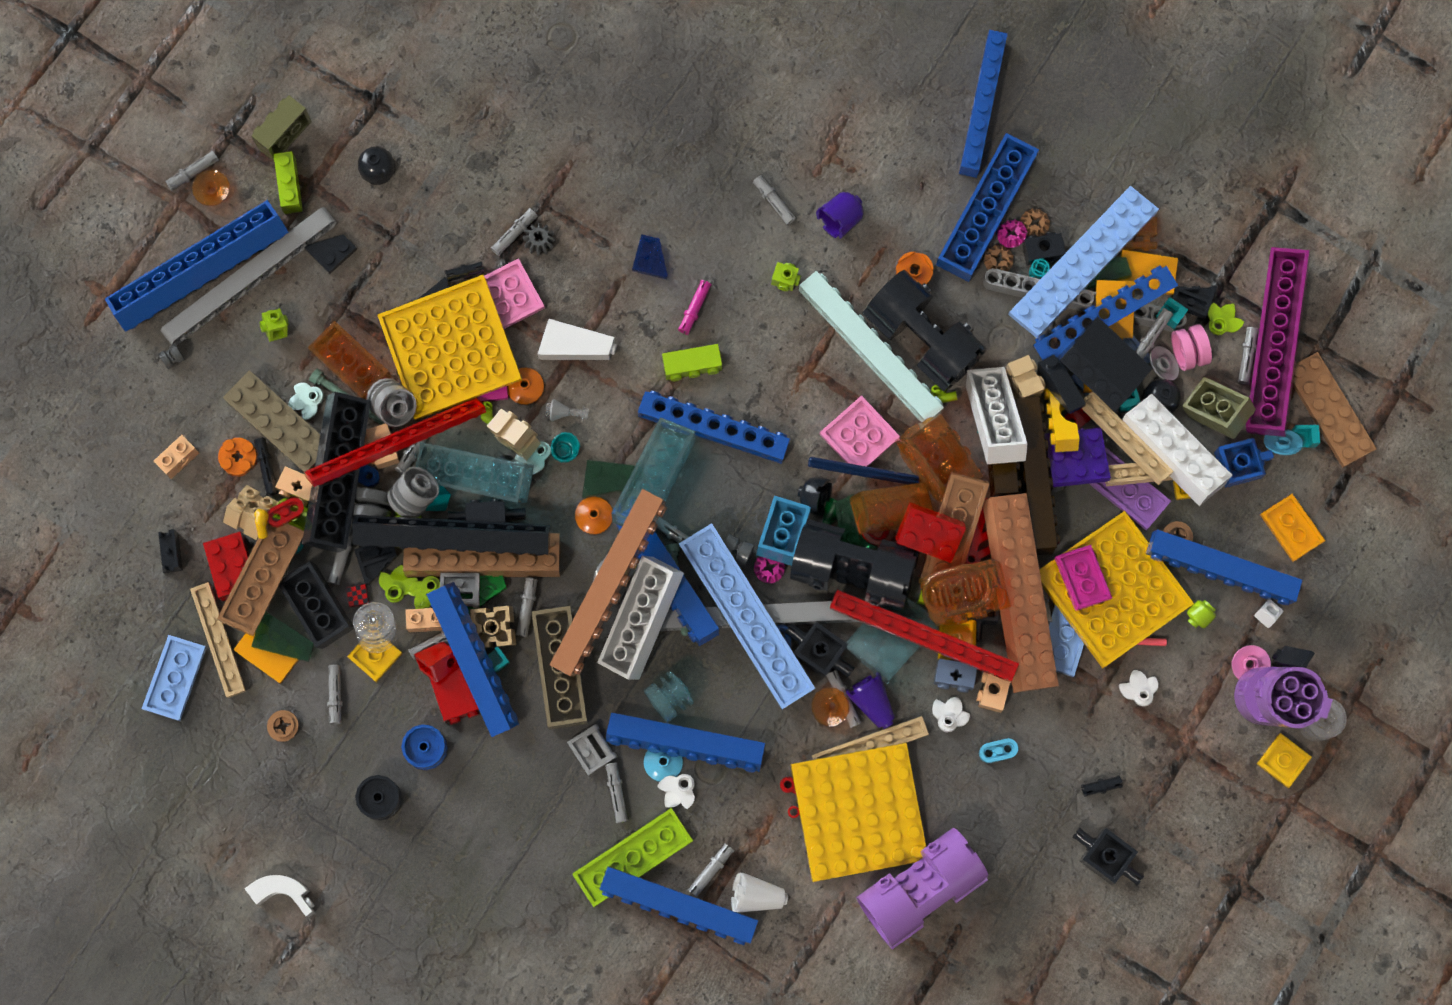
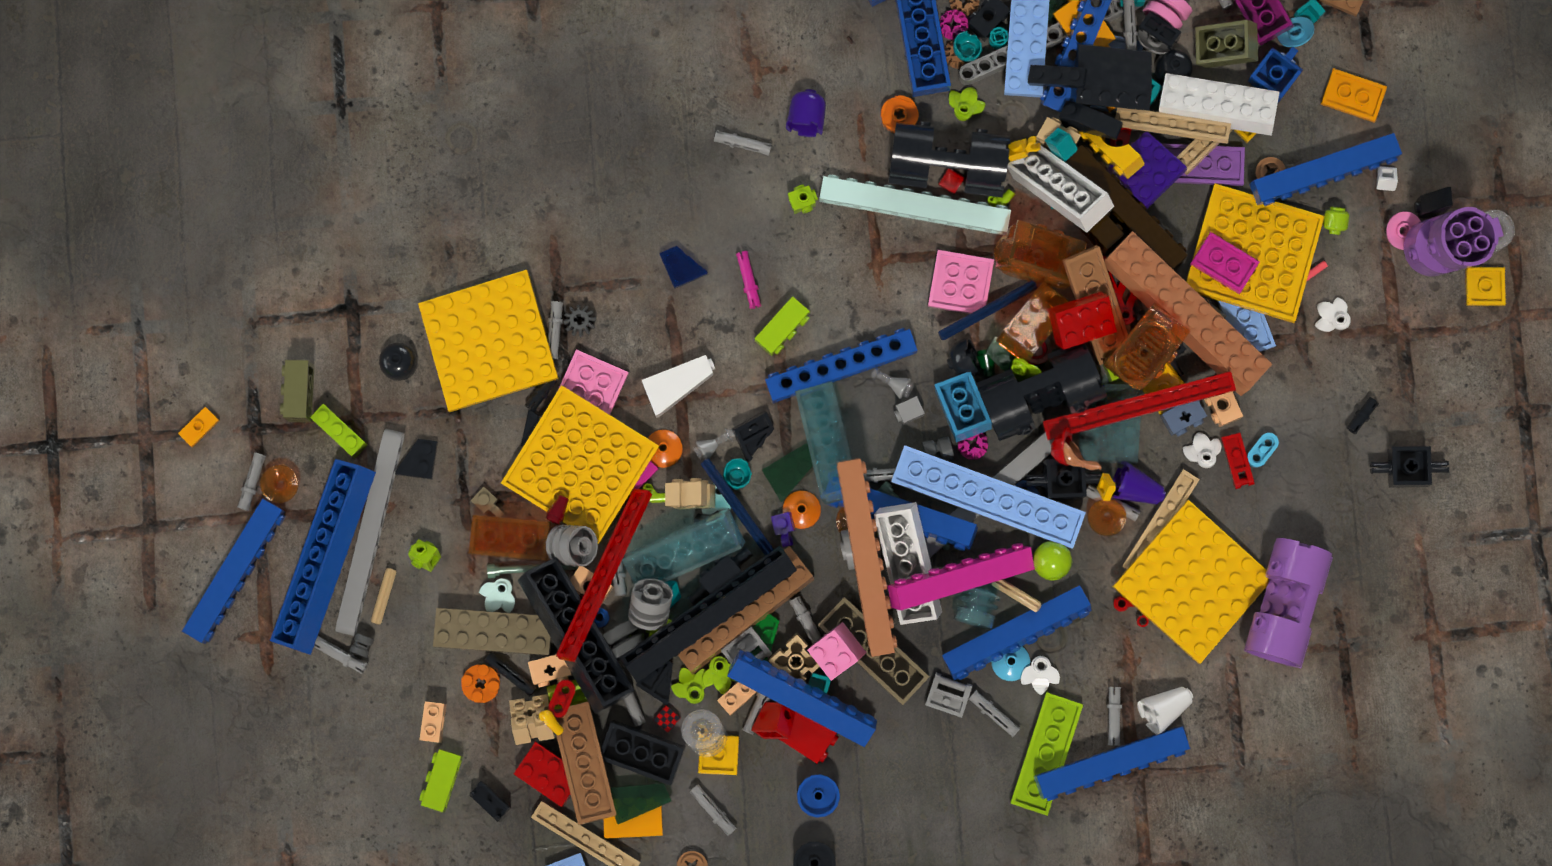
camera: 30 degrees left, 5 degrees up
(122, 227) = (234, 571): none -> blue brick
(145, 506) = (441, 780): none -> lime brick
(151, 356) = (337, 653): none -> light grey pin
(187, 100) = (198, 426): none -> light orange plate
(219, 333) = (383, 596): none -> tan axle
(355, 322) = (486, 501): none -> dark tan plate
(401, 368) = (557, 511): none -> dark red cone
(456, 201) = (488, 341): none -> yellow plate
(528, 642) = (836, 651): none -> bright pink brick
(544, 470) = (737, 507): none -> dark blue axle
(569, 517) = (783, 525): none -> dark purple plate
(602, 426) = (753, 433): none -> black wing
(673, 660) = (960, 577): none -> dark pink brick
(709, 710) = (1017, 594): none -> tan axle
(739, 502) = (909, 411): none -> light grey brick
(747, 479) = (900, 386): none -> piece
(758, 707) = (1052, 560): none -> lime piece
(837, 628) = (1068, 453): none -> piece
(847, 681) = (1106, 487): none -> yellow plate
(854, 535) = (1024, 370): none -> lime plate
(914, 352) = (951, 181): none -> red tile
(971, 743) = (1237, 460): none -> red plate
(975, 299) = (966, 100): none -> lime plate
(988, 365) = (1021, 148): none -> yellow plate
(1008, 256) = (967, 46): none -> teal hair
(1022, 384) = (1061, 144): none -> teal panel
(1060, 328) = (1057, 76): none -> black plate
(1173, 357) = (1160, 30): none -> black hinge

